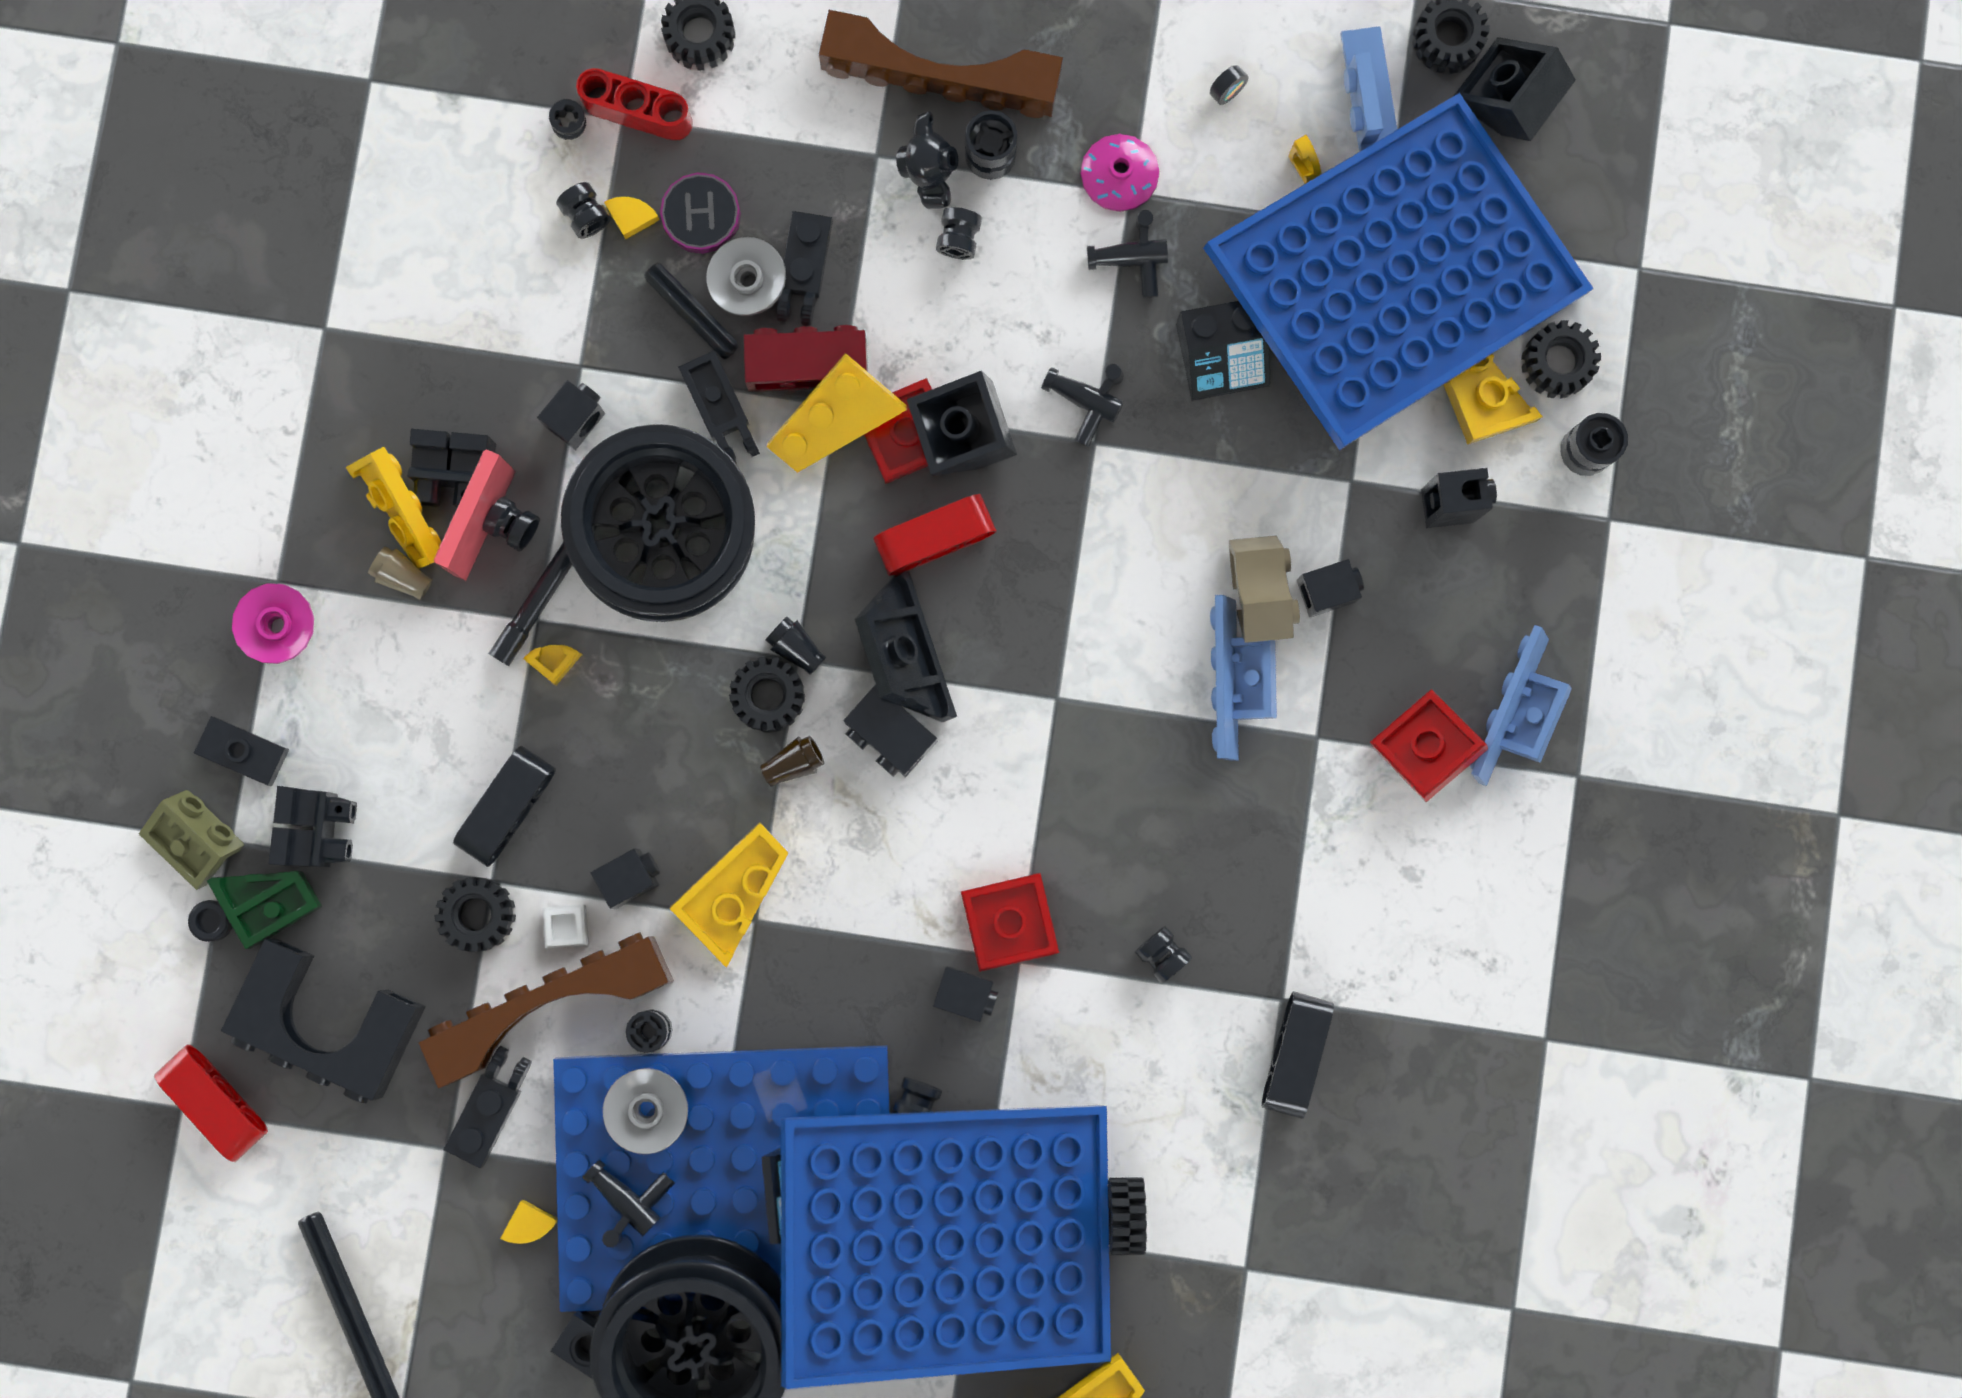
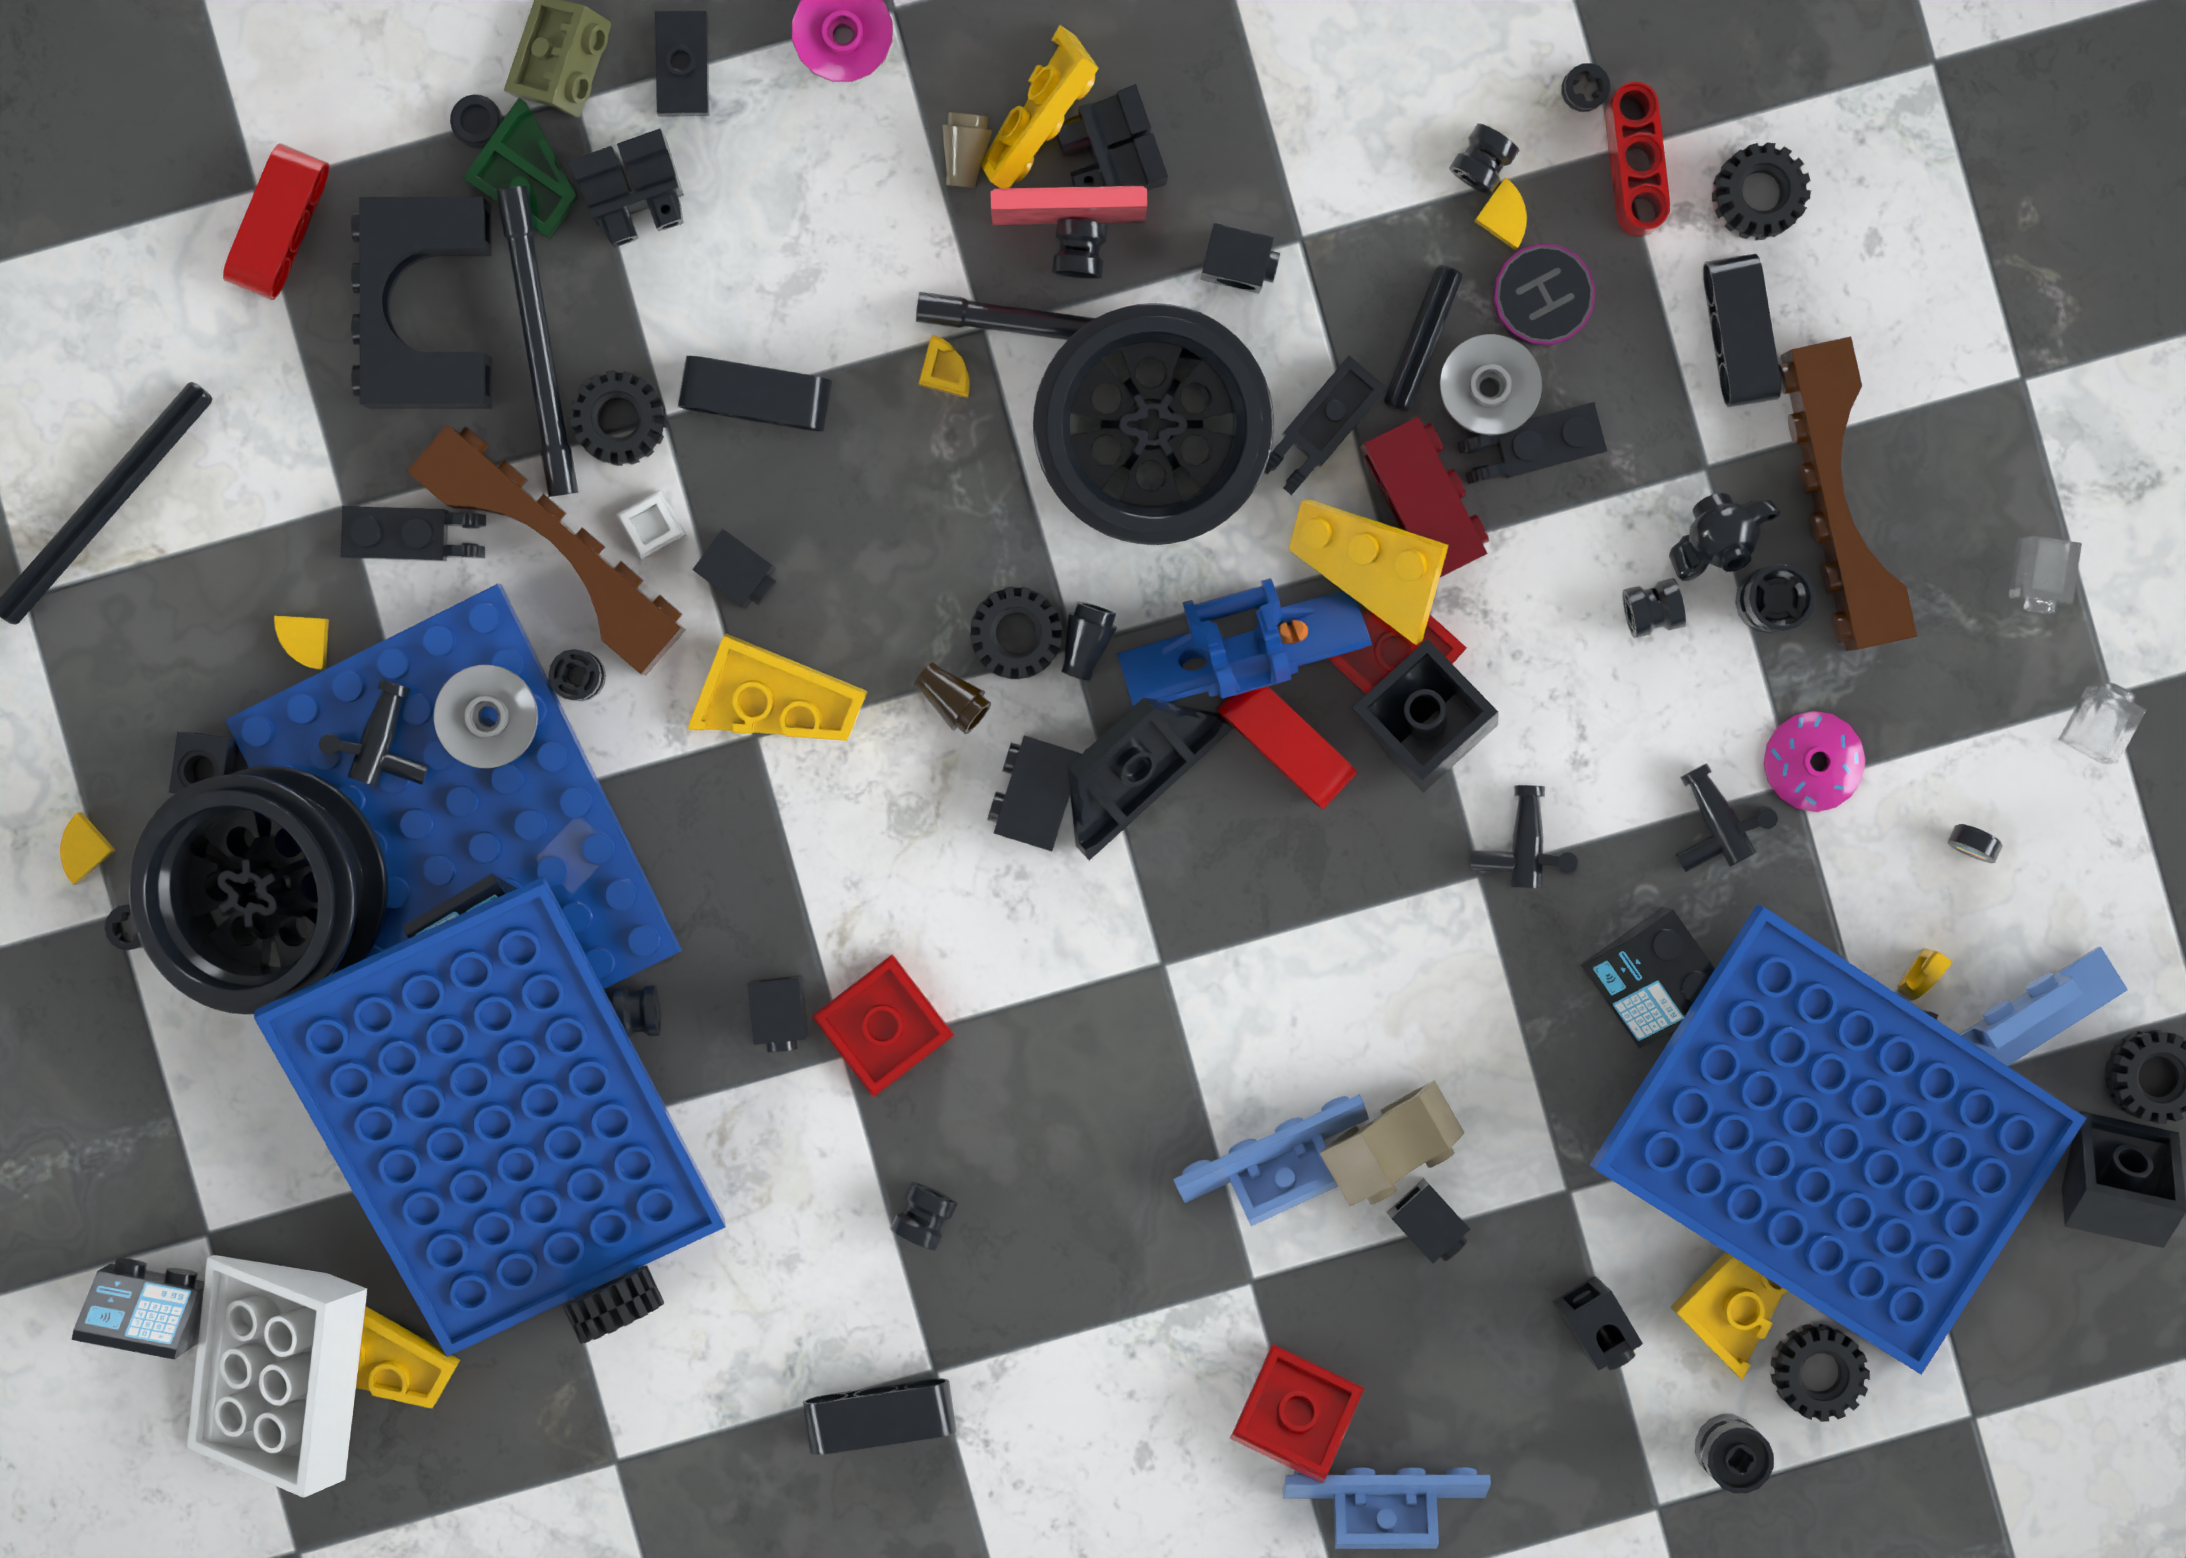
camera: 70 degrees right, 5 degrees up
(303, 924) = (519, 232): none -> black piece
(790, 85) = (1741, 330): none -> black beam
(863, 537) = (1248, 661): none -> blue piece

